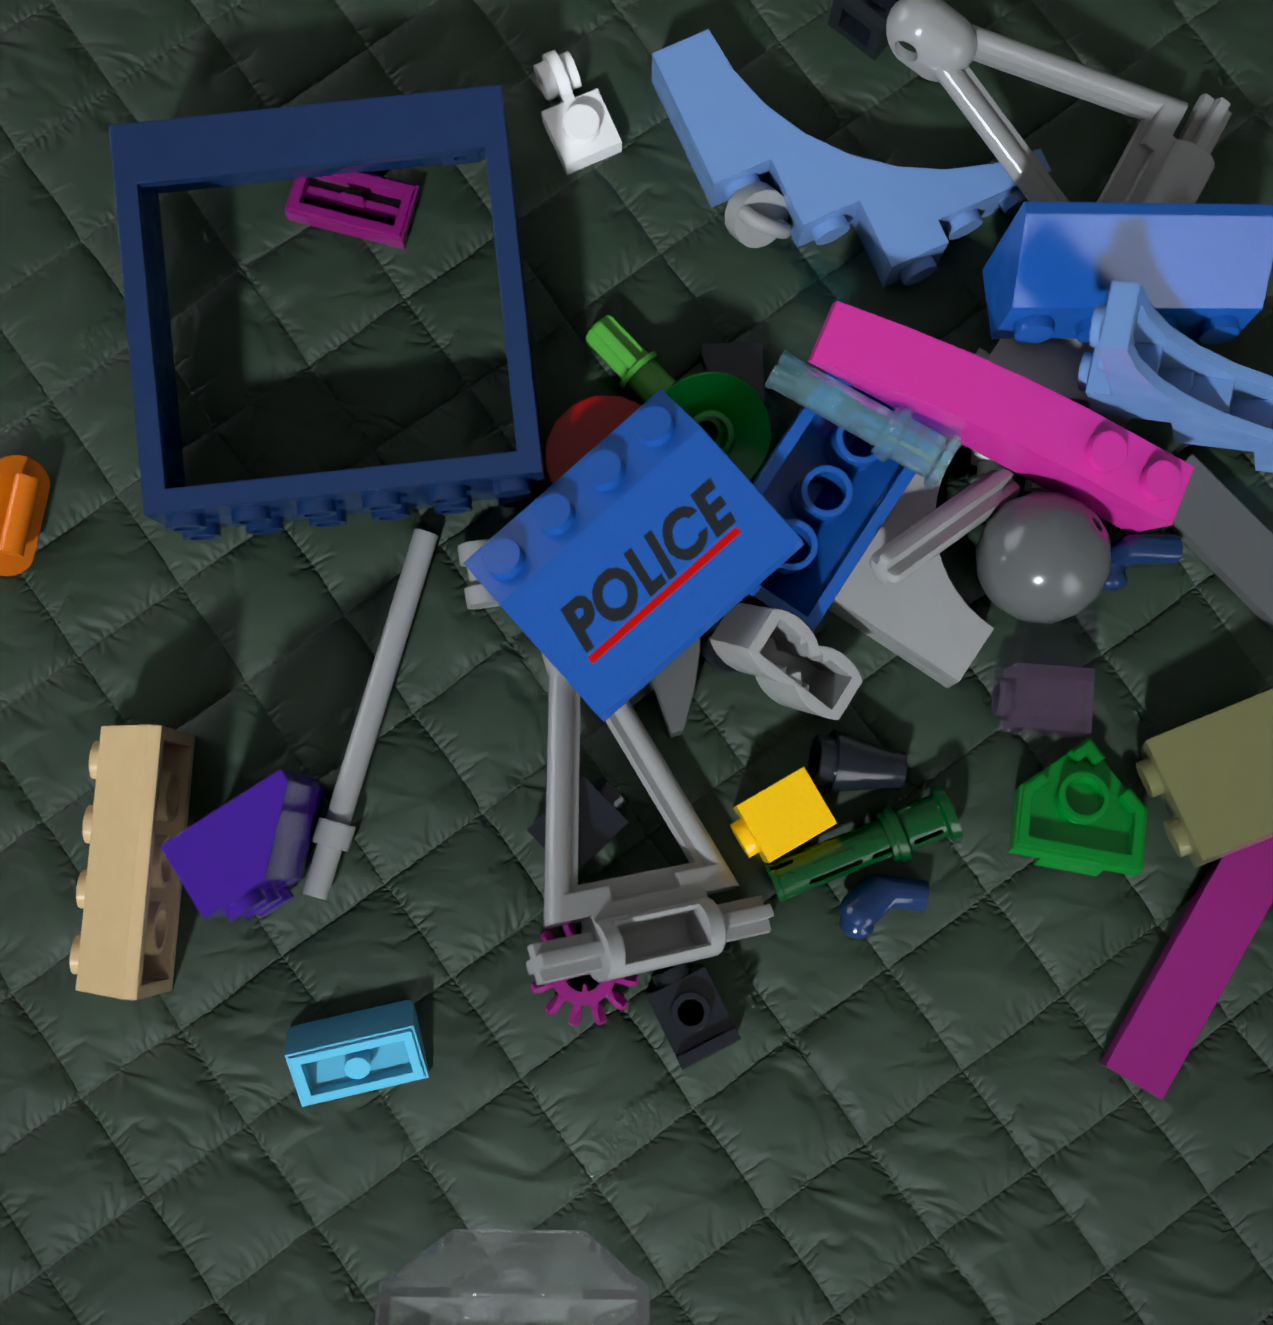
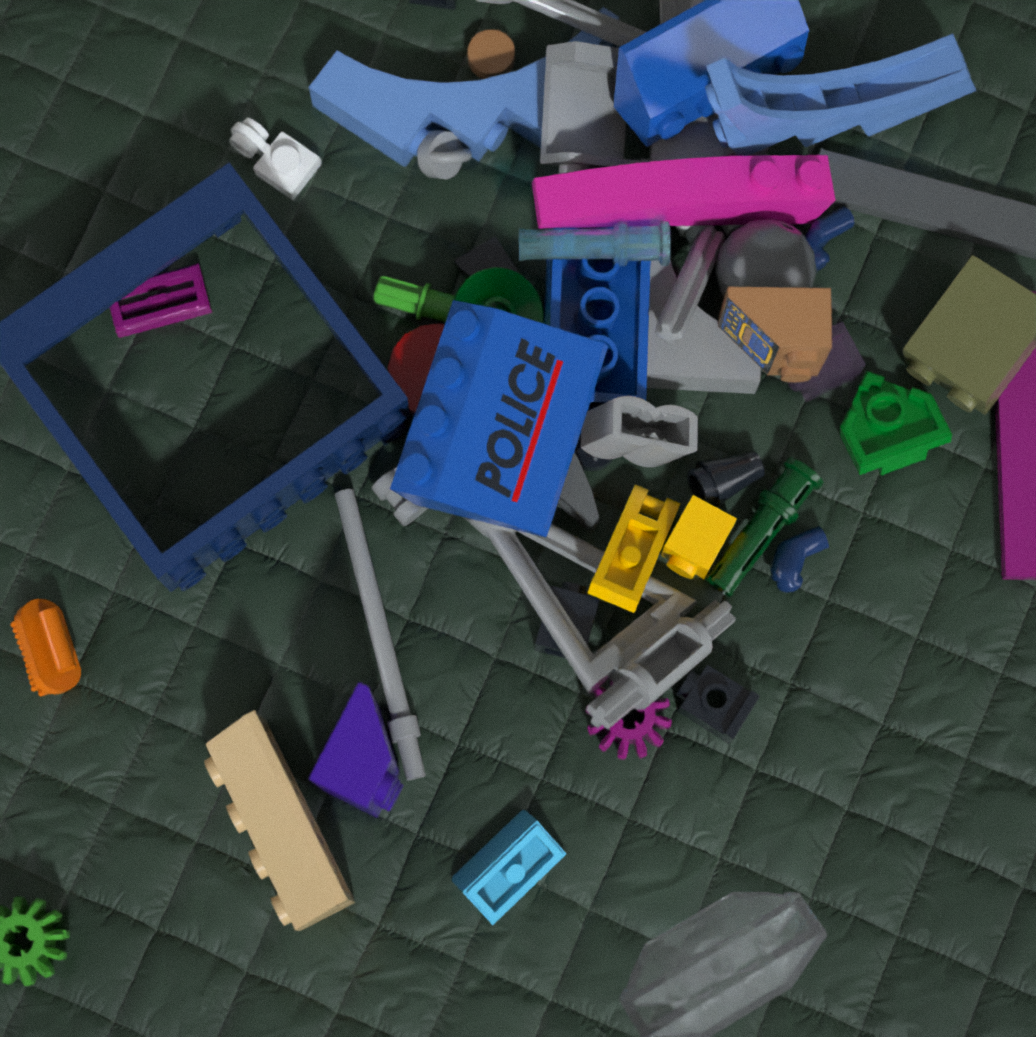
camera: 30 degrees left, 5 degrees down
(700, 788) = (633, 549): none -> yellow plate
(883, 132) = (491, 54): none -> medium nougat tile
(937, 255) = (578, 111): none -> light grey panel
(1017, 639) = (780, 328): none -> medium nougat slope

